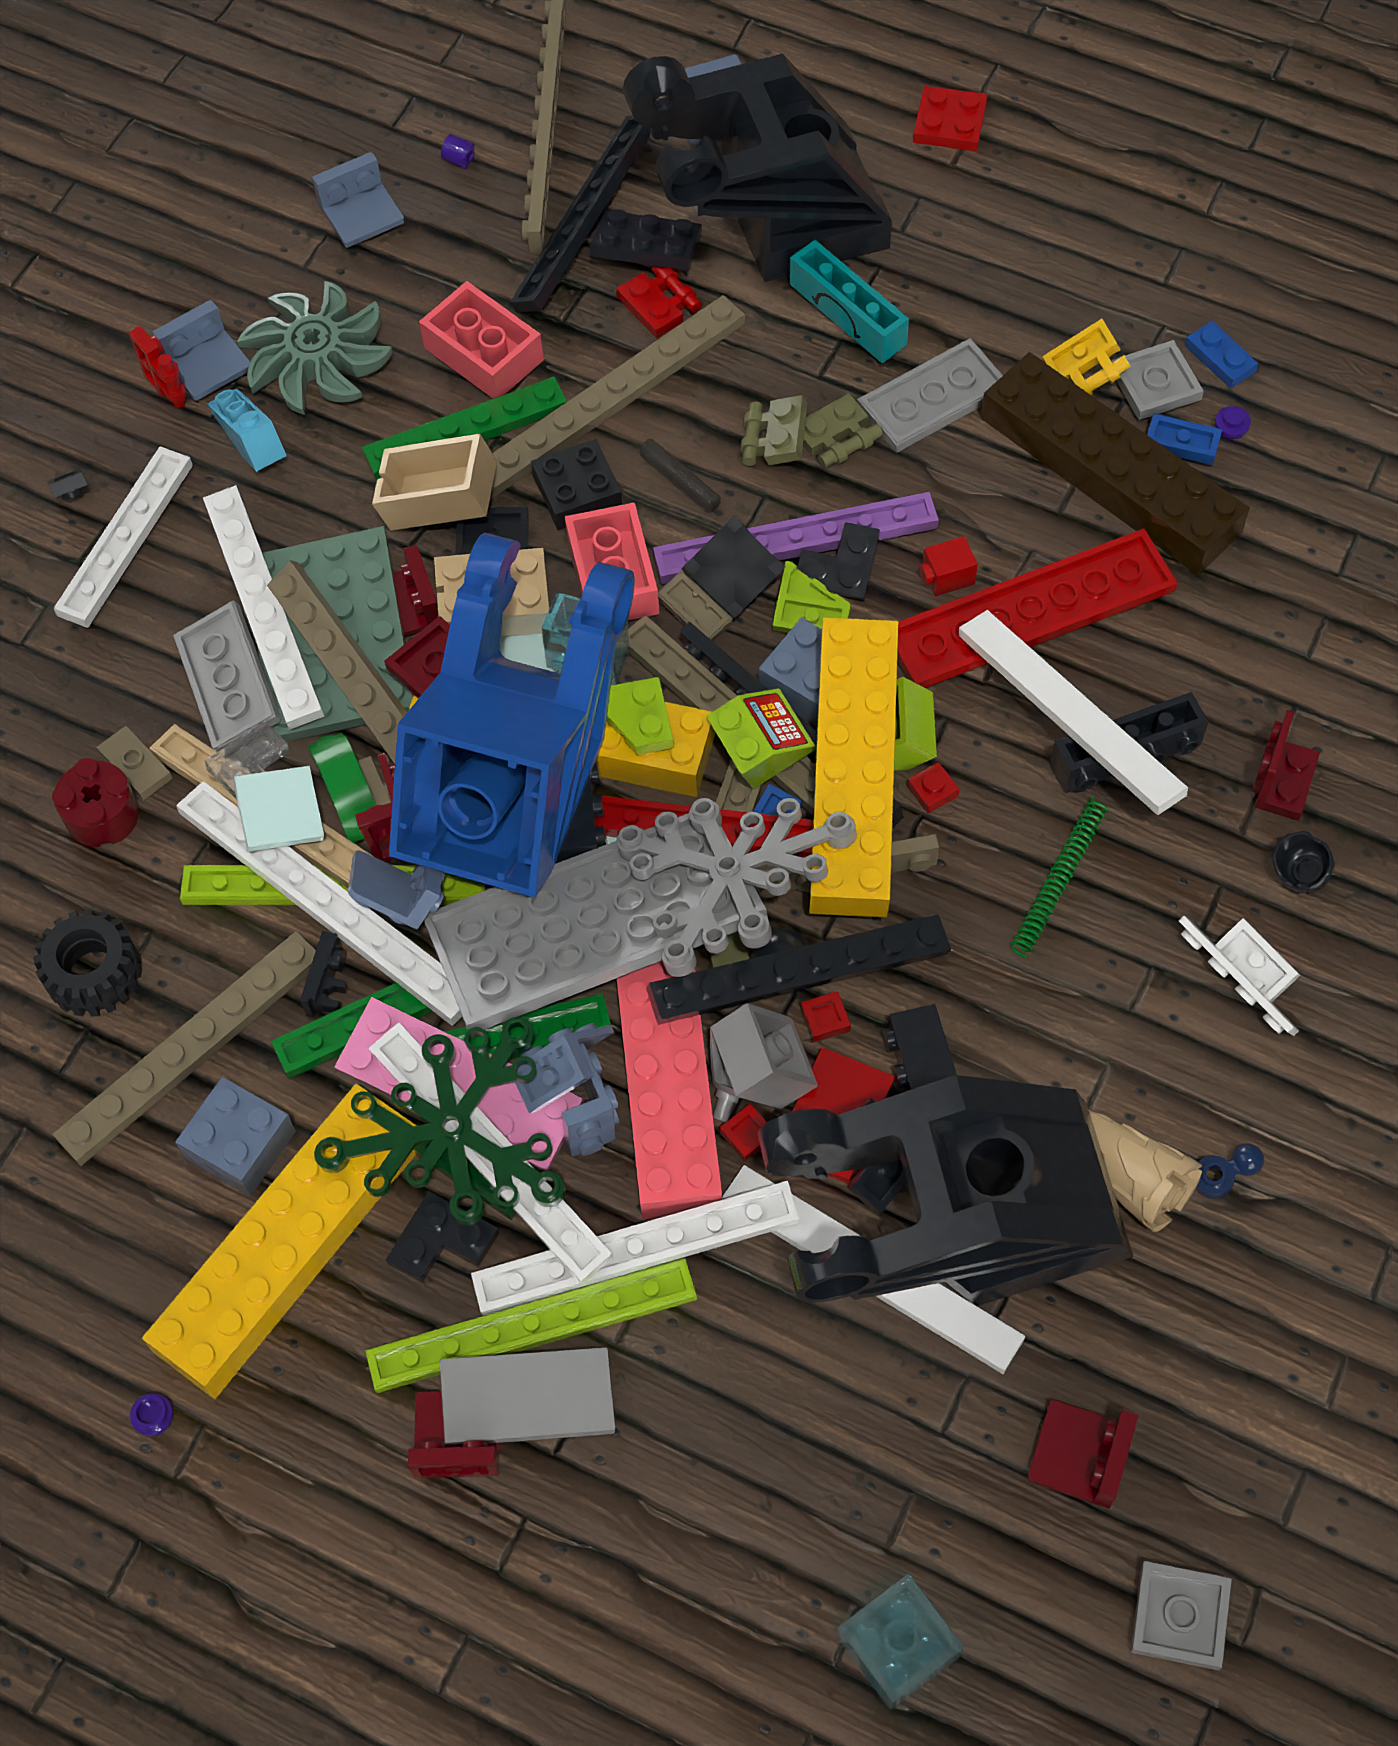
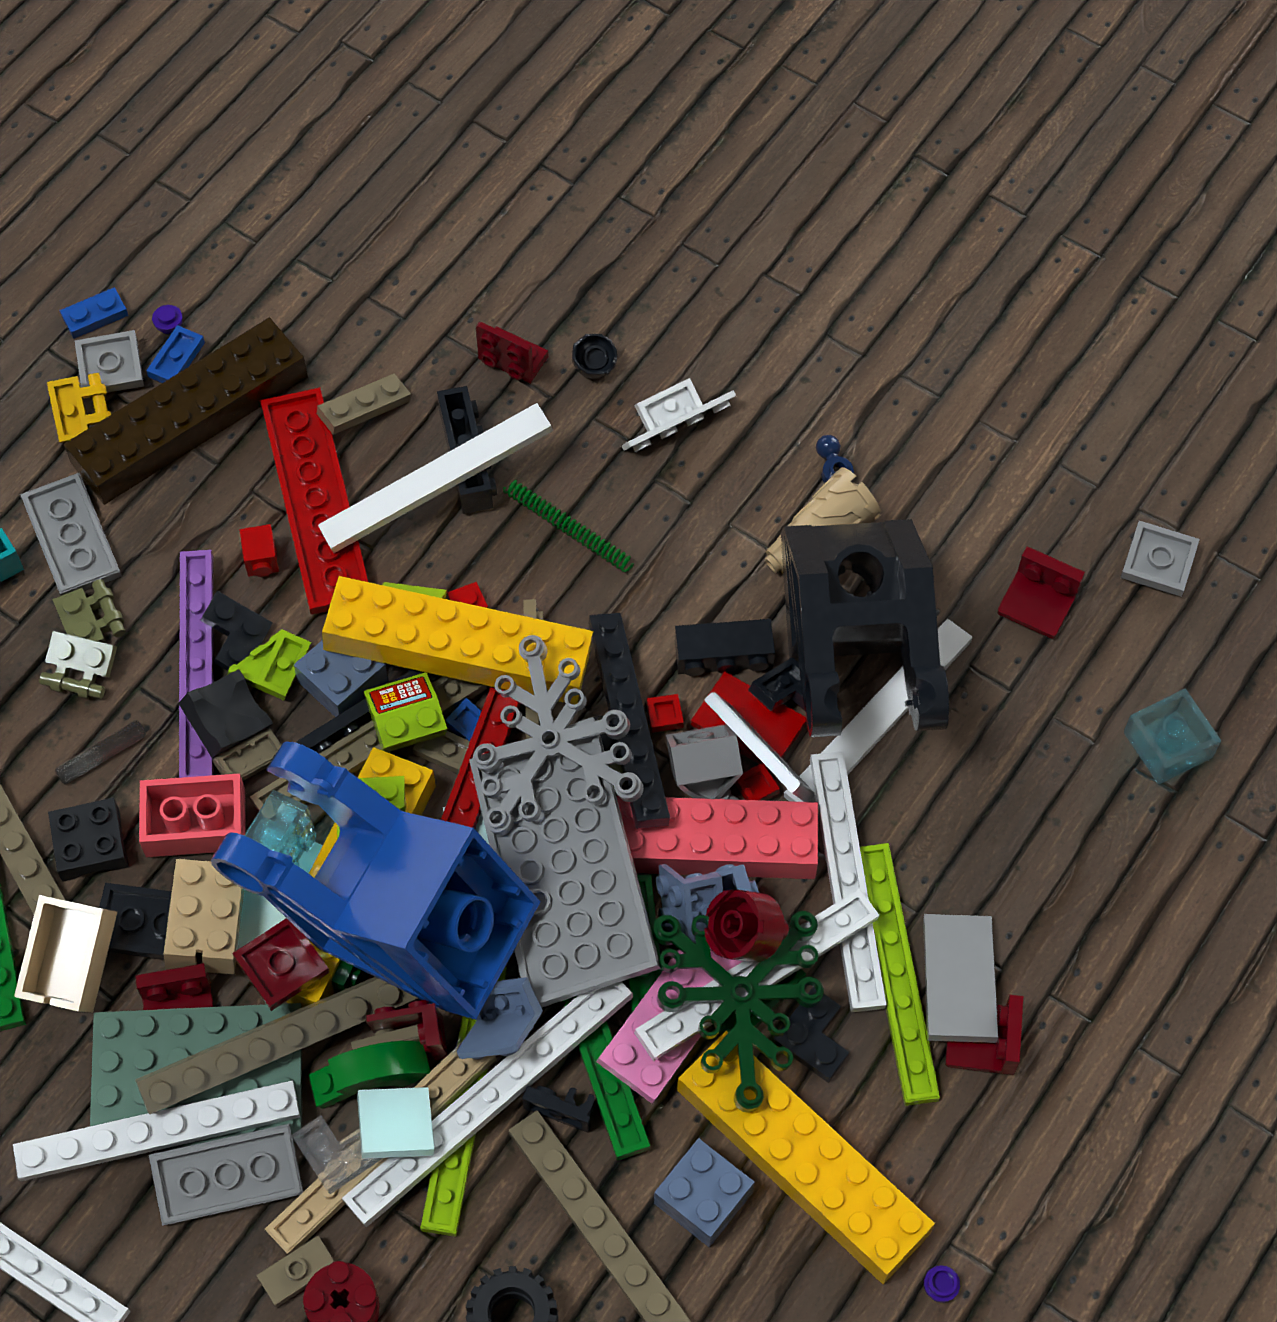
camera: 85 degrees left, 0 degrees up
(520, 1109) = (745, 925): none -> dark red brick
(806, 1082) = (759, 747): none -> tile
(1168, 631) = (363, 403): none -> dark tan plate

